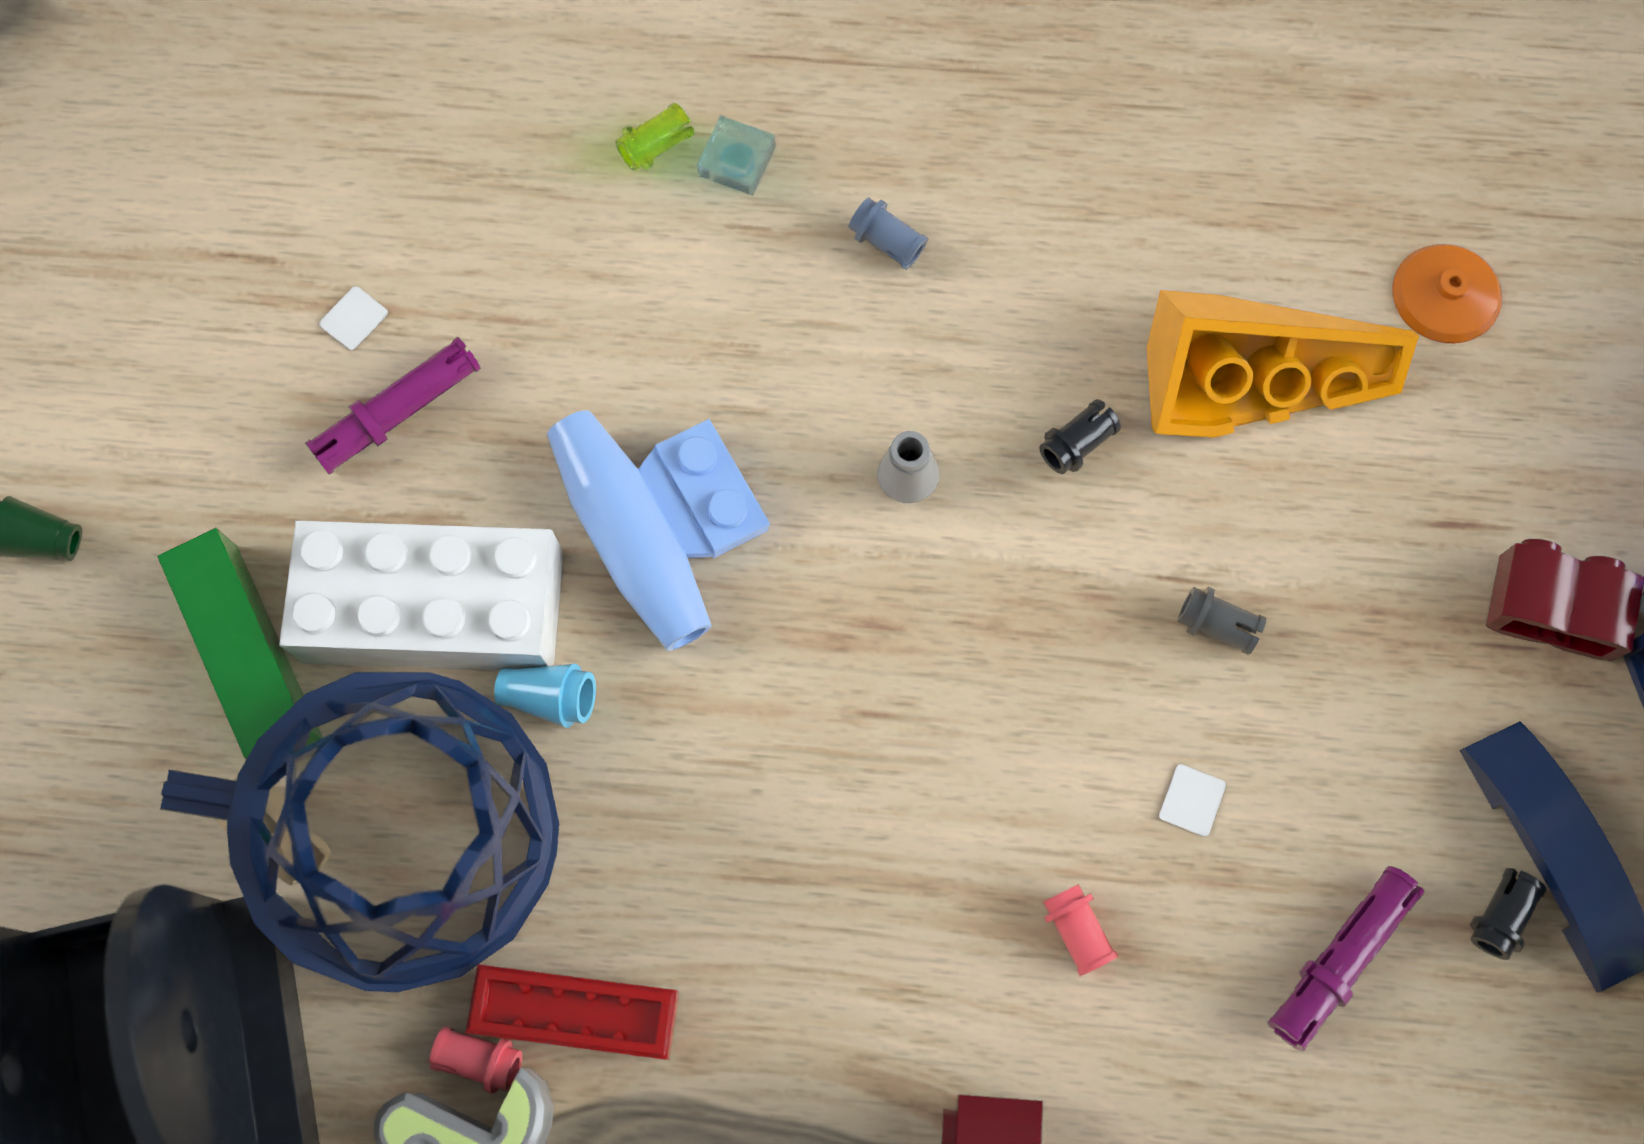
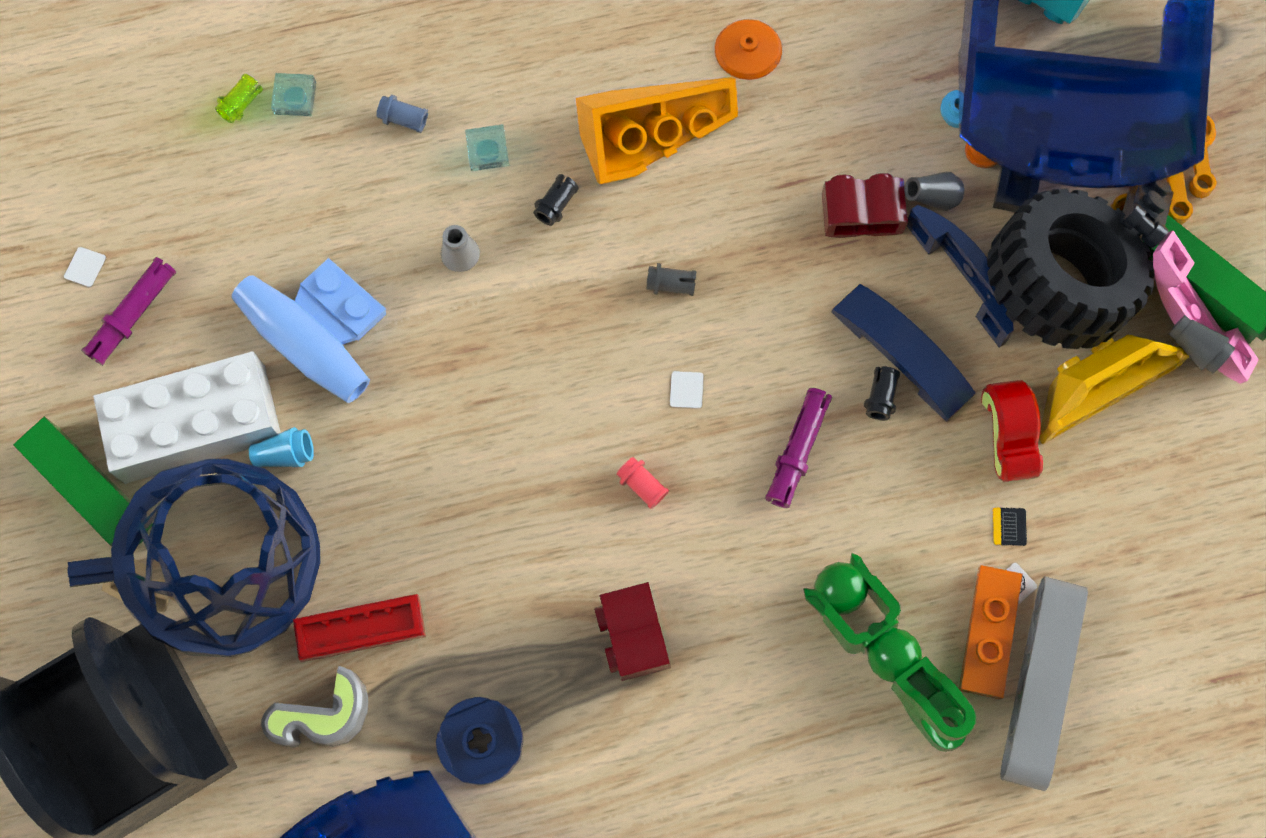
camera: 20 degrees left, 0 degrees up
(476, 1059) = (310, 674): coral pin -> none
(999, 324) = (487, 147): none -> clear light blue plate

